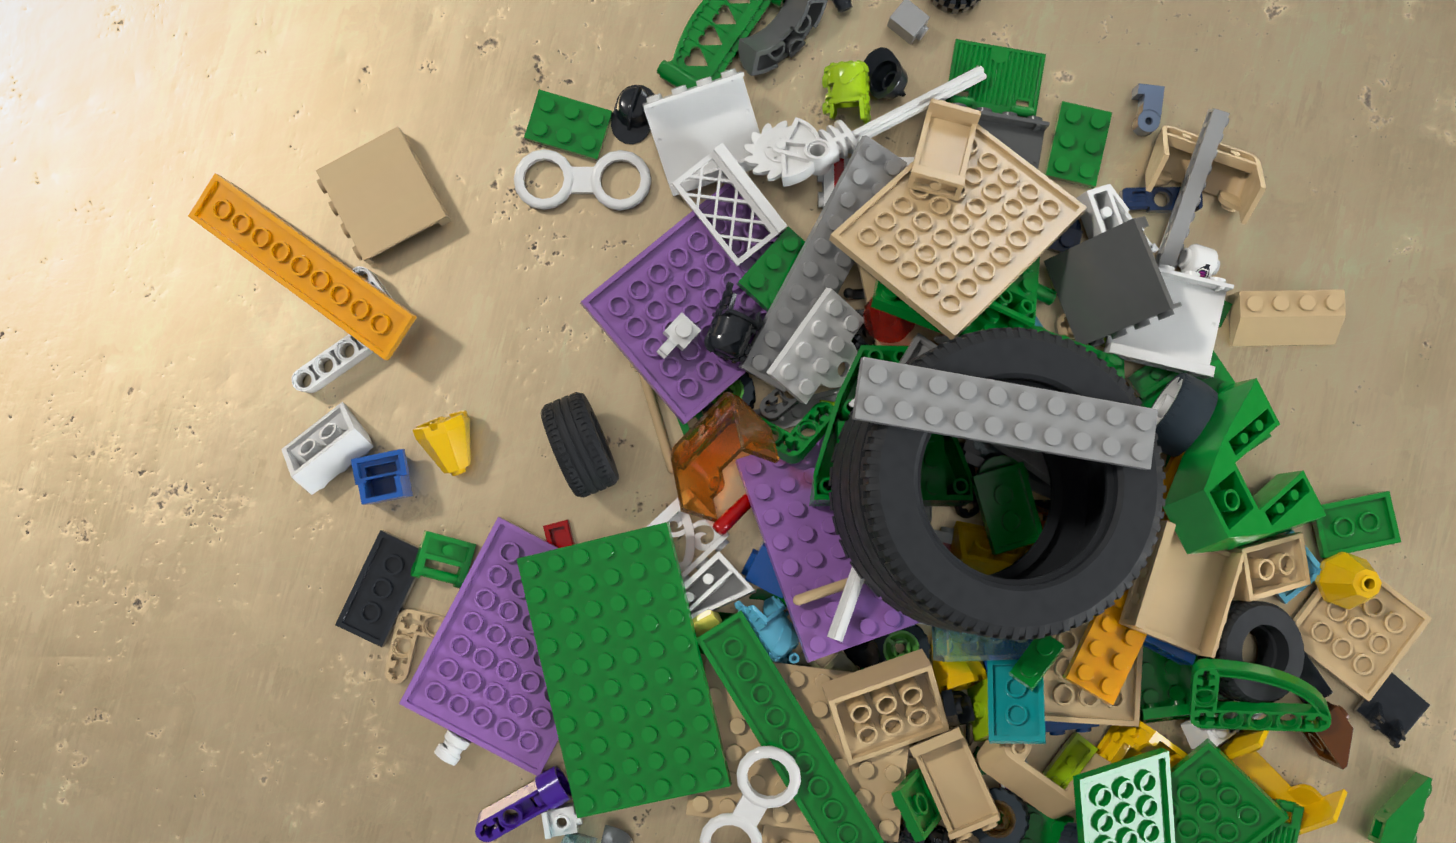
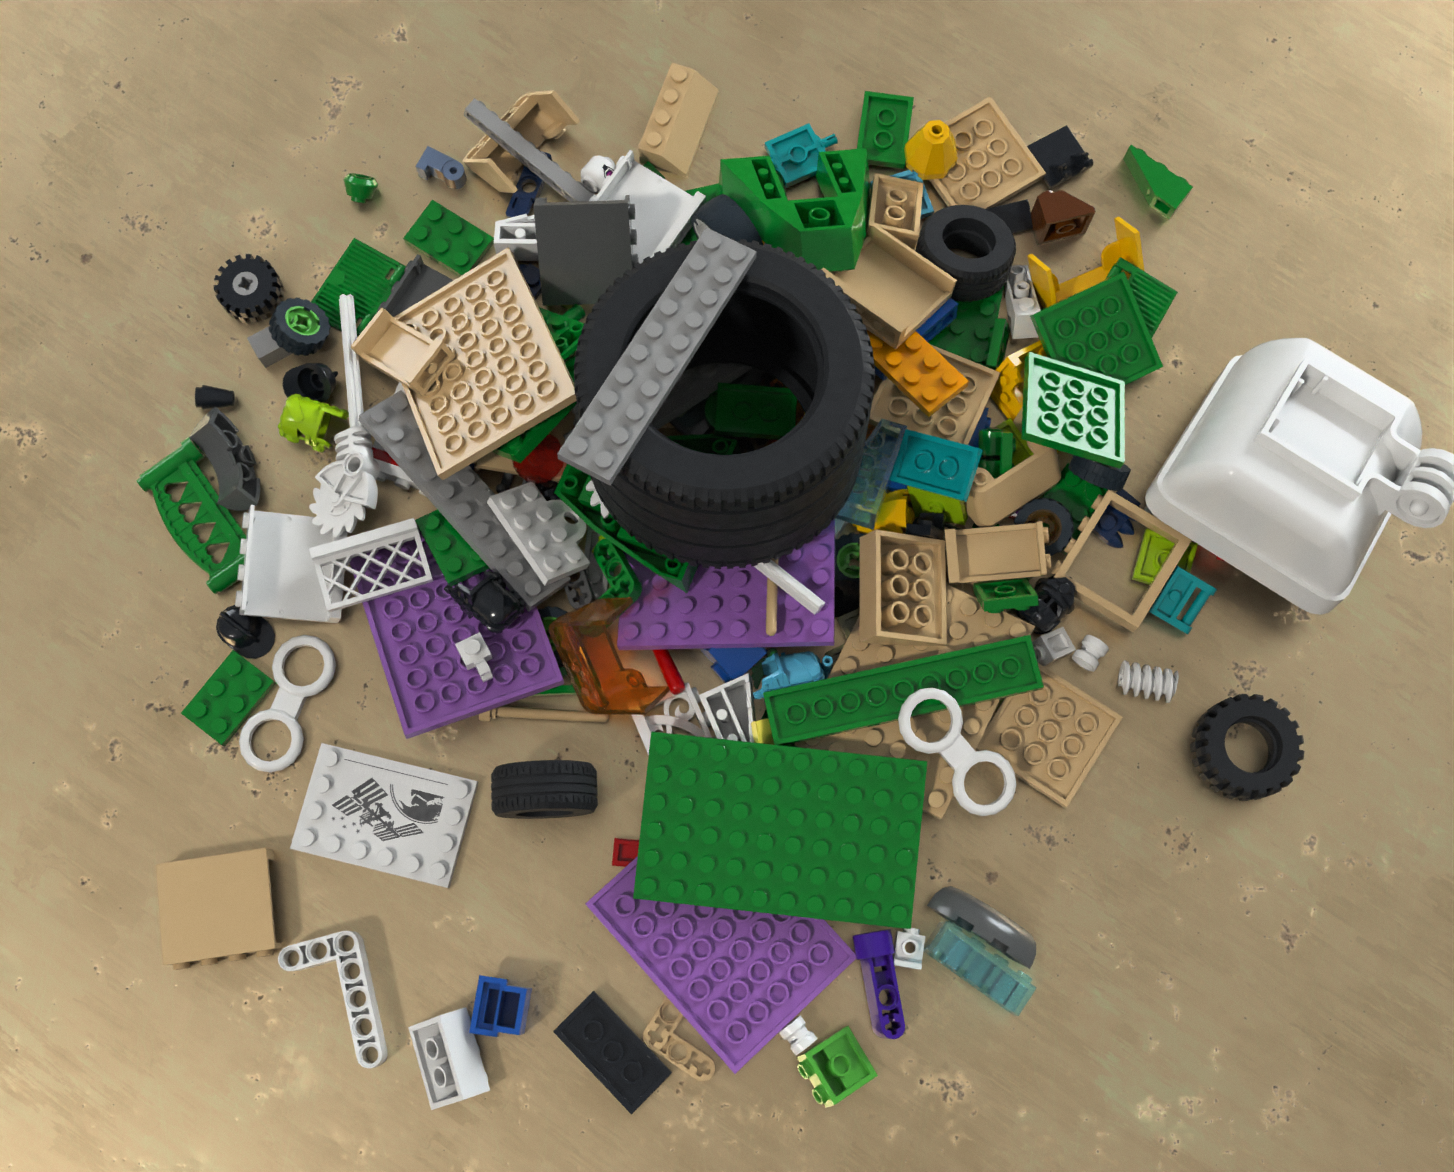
camera: 75 degrees left, 10 degrees down
(302, 267) = (252, 1015): light orange plate -> none
(436, 790) = (836, 1067): none -> bright green plate
(443, 550) = (599, 969): green plate -> none
(447, 441) = (490, 928): yellow cone -> none
(514, 307) = (384, 815): none -> white plate
(924, 48) = (299, 326): none -> black wheel
(1036, 661) = (904, 433): green plate -> none
(1059, 752) = (998, 450): none -> green plate
(1098, 38) = (360, 187): none -> green cone
(1245, 710) = (999, 300): green beam -> none
(1296, 448) = (797, 153): none -> teal plate

